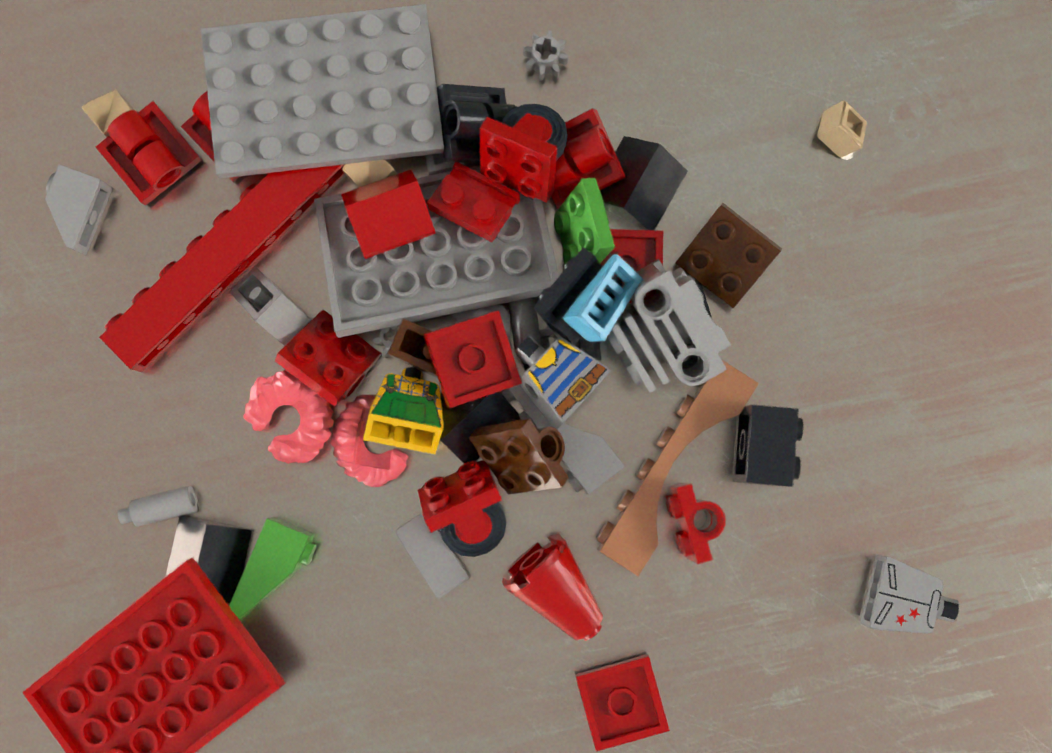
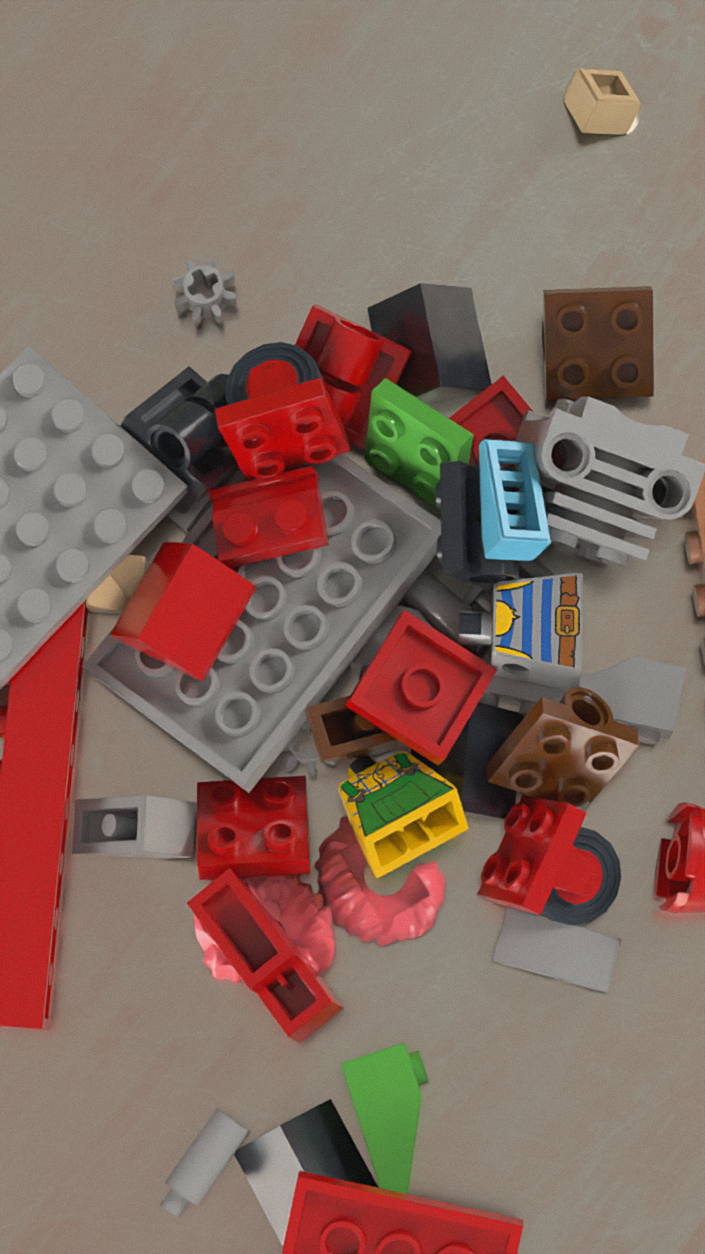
camera: 35 degrees left, 5 degrees down
(272, 430) = (264, 956): none -> red slope

